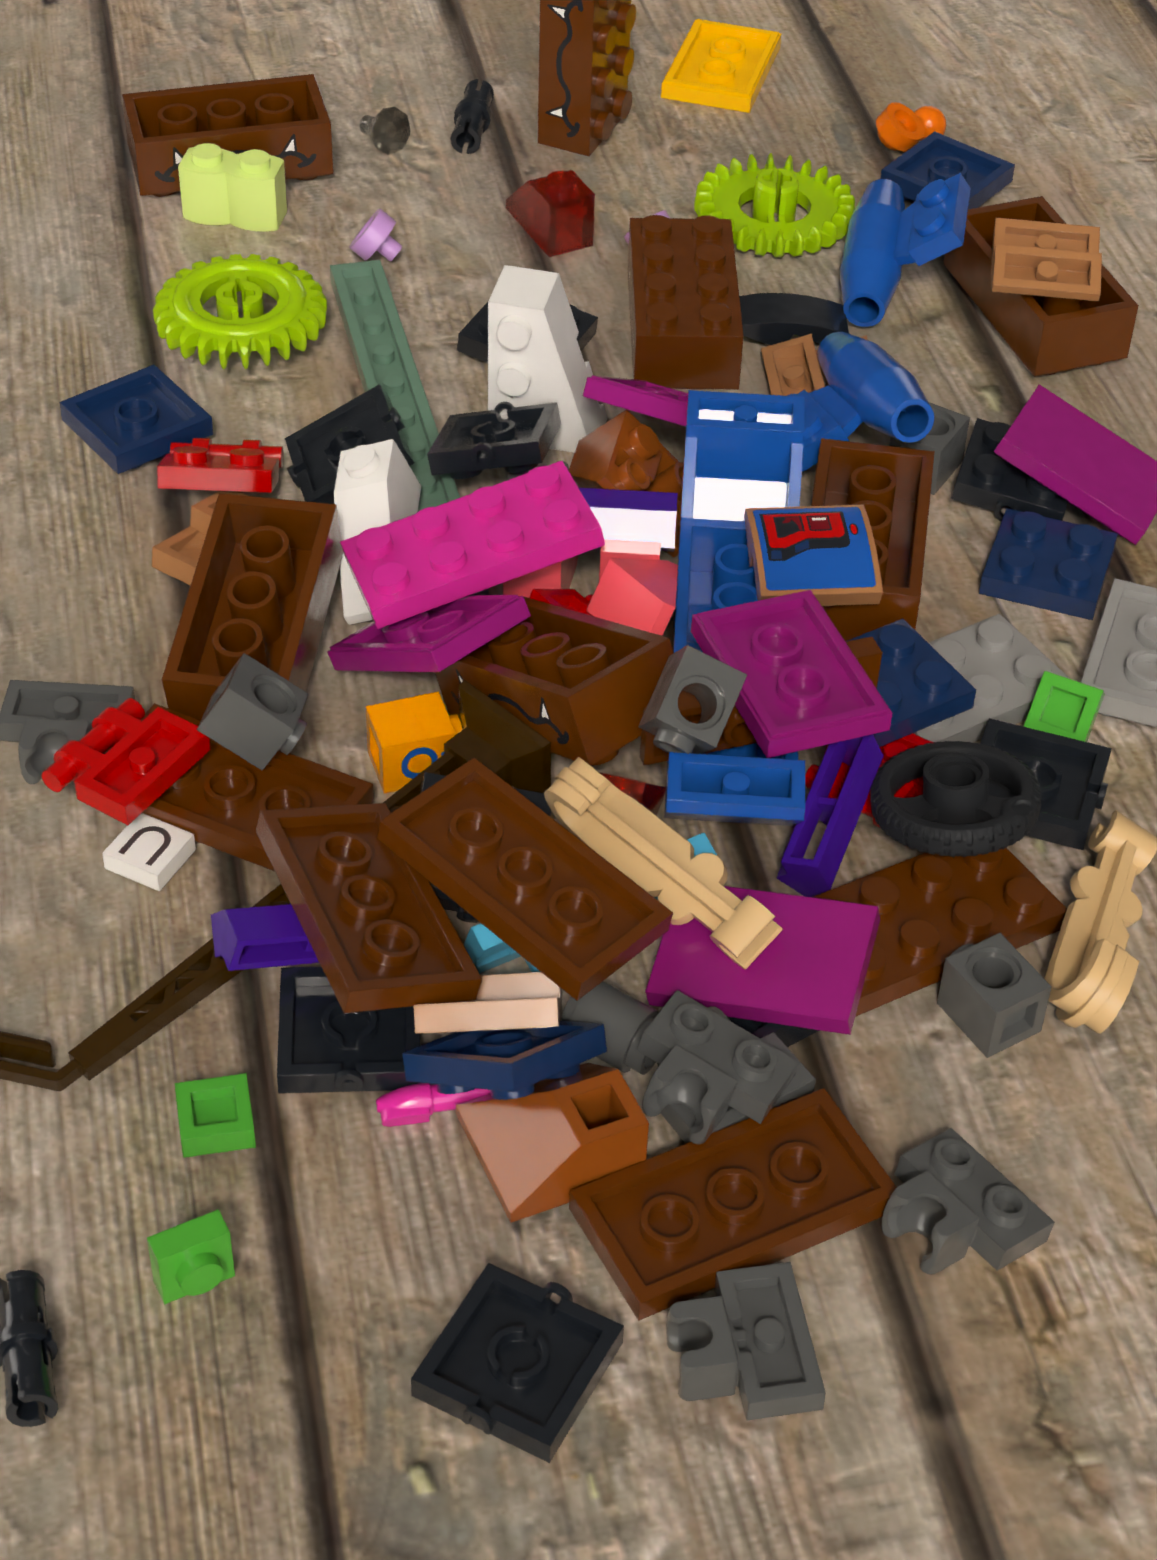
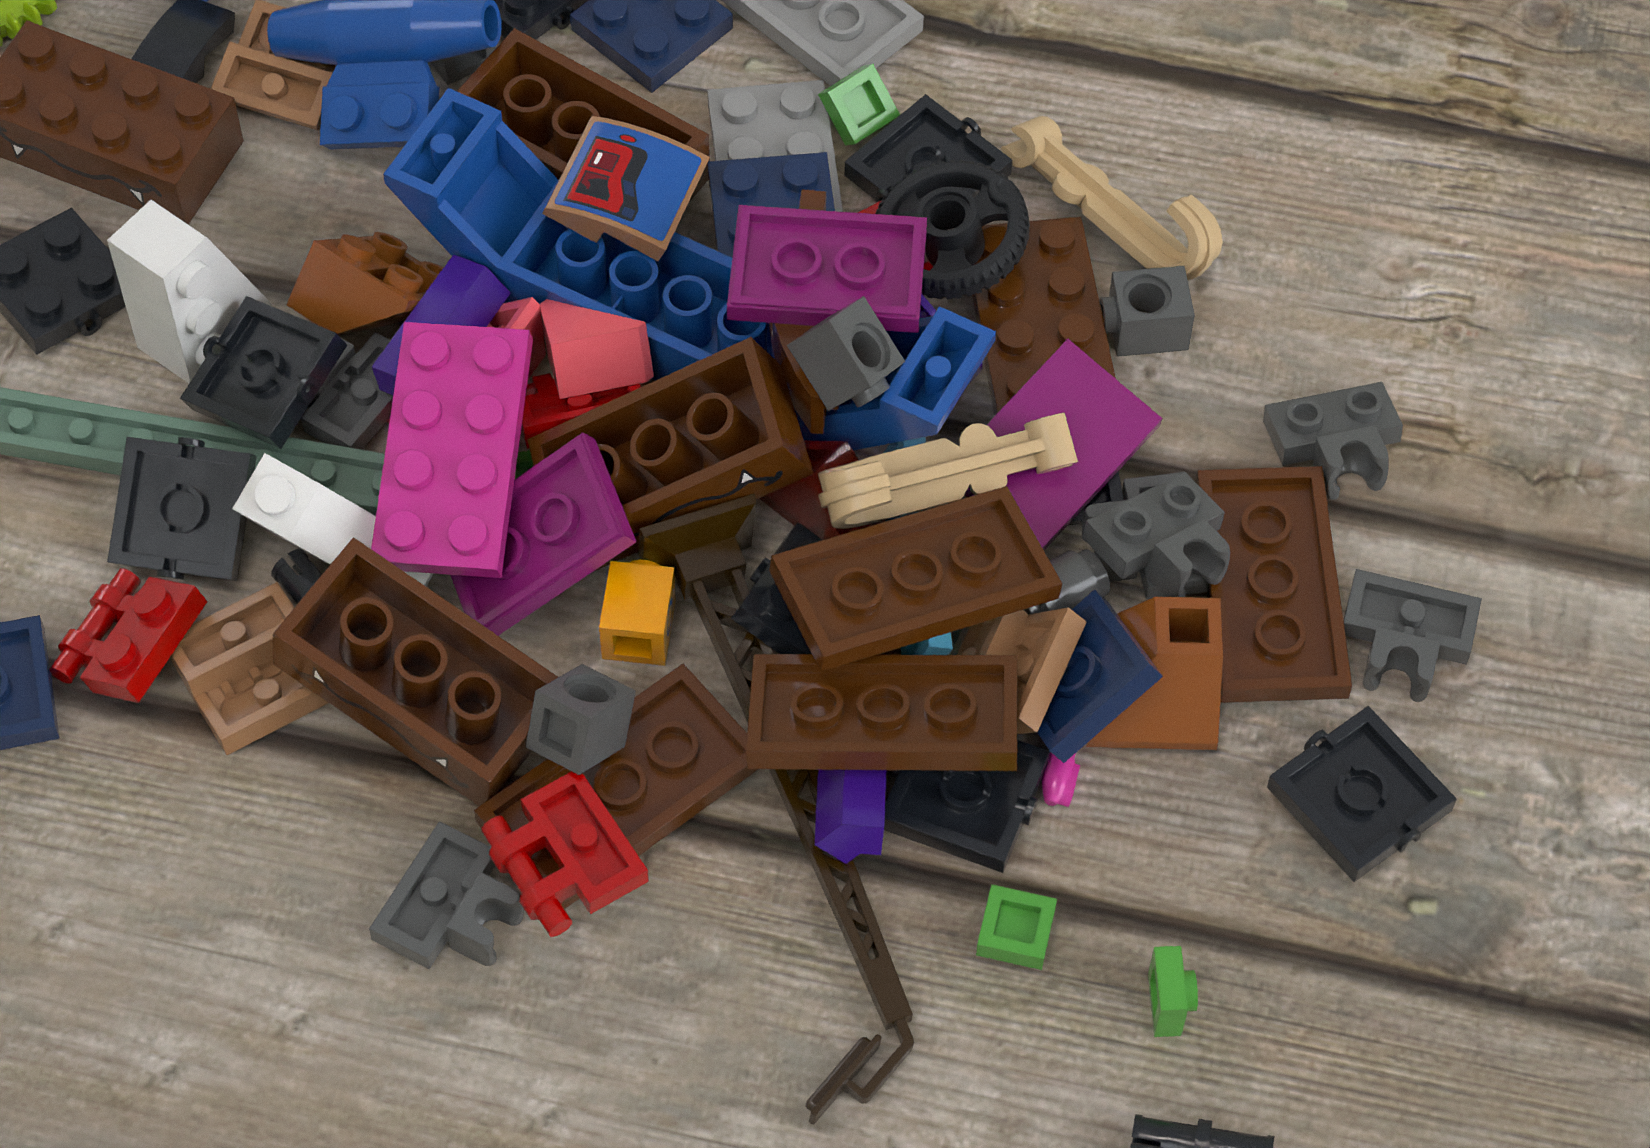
camera: 65 degrees left, 15 degrees up
(149, 851) = (669, 885): white tile -> none
(639, 397) = (287, 210): magenta tile -> none

